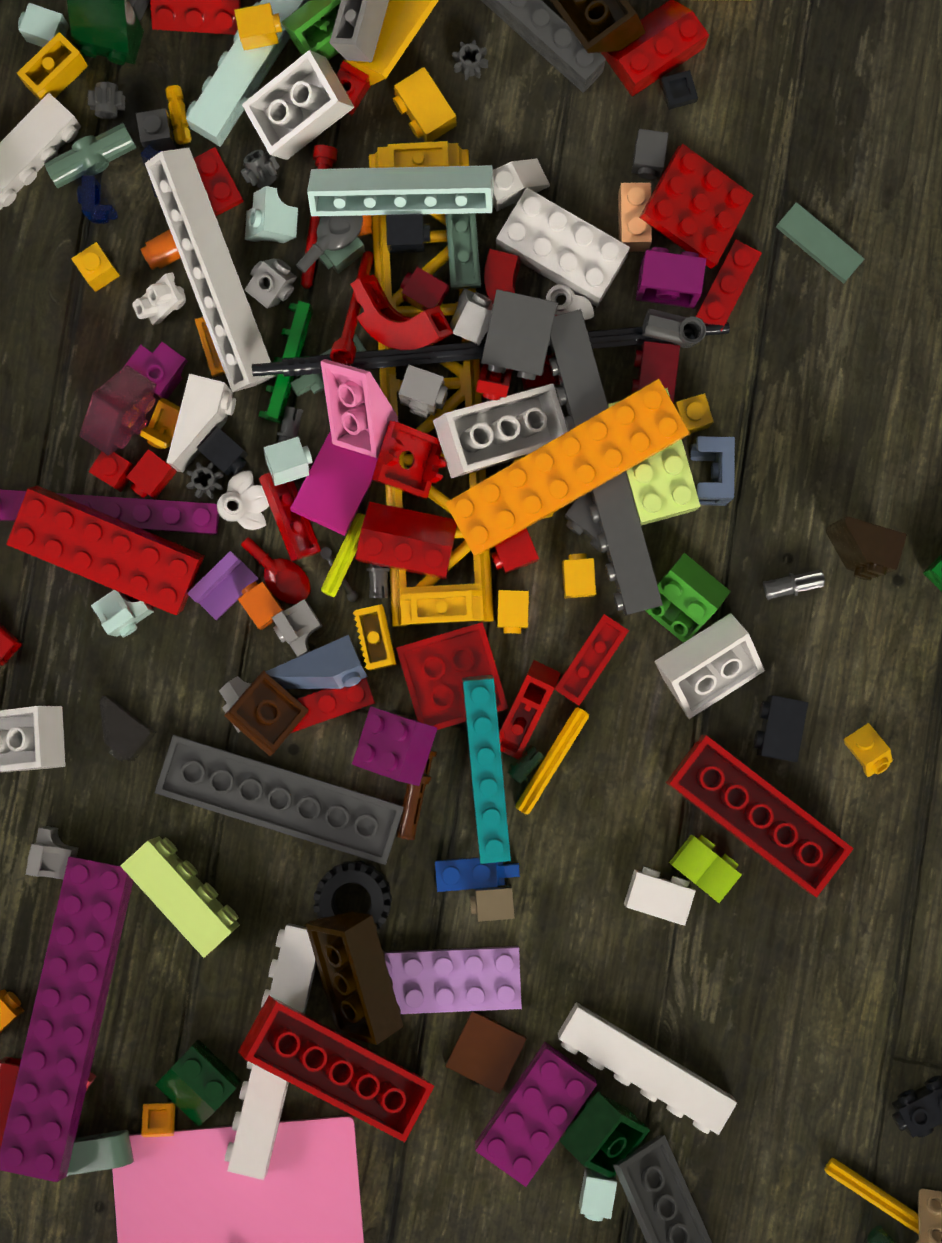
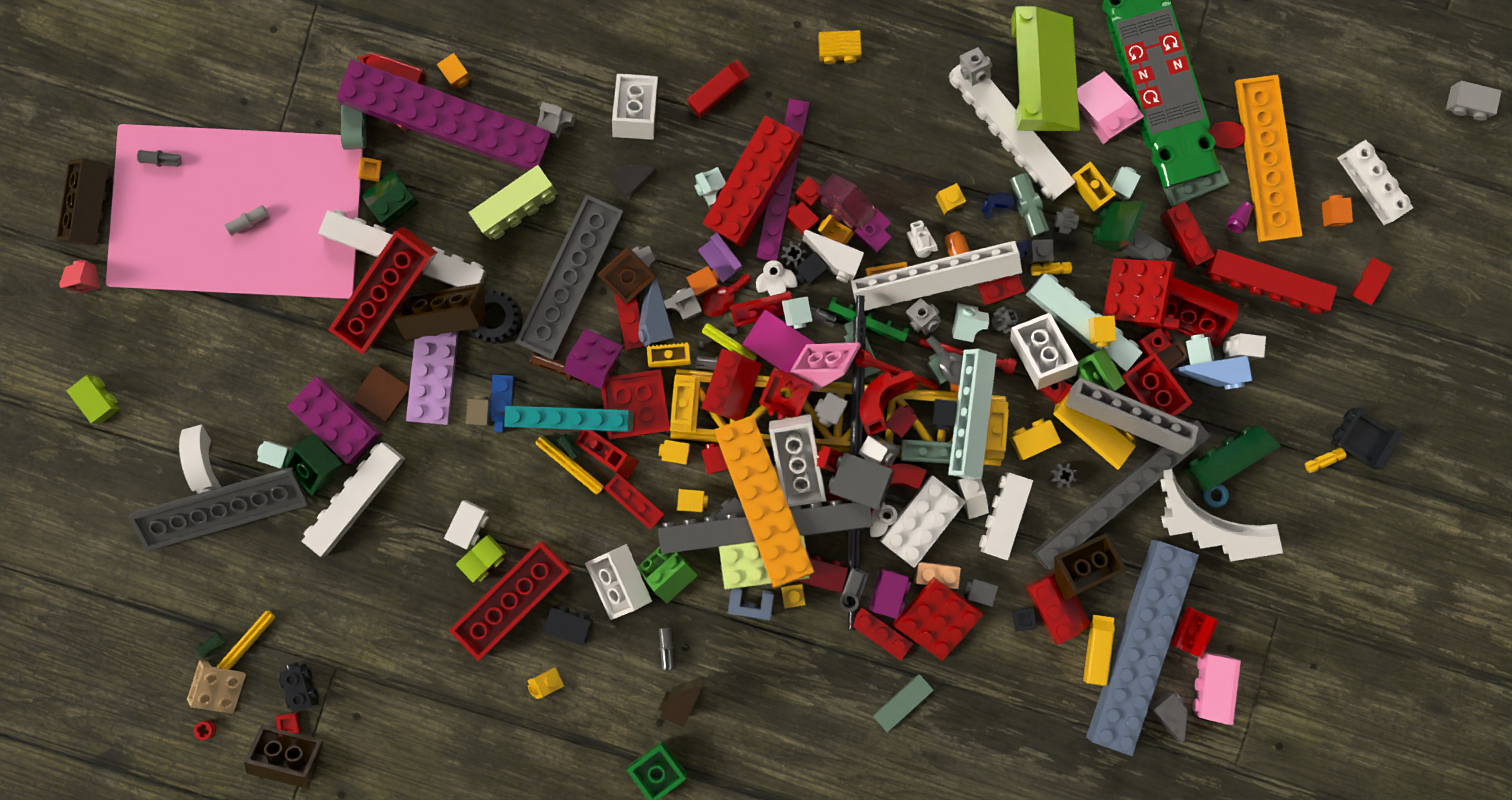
camera: 95 degrees right, 0 degrees up
(537, 132) = (1006, 515): none -> white brick

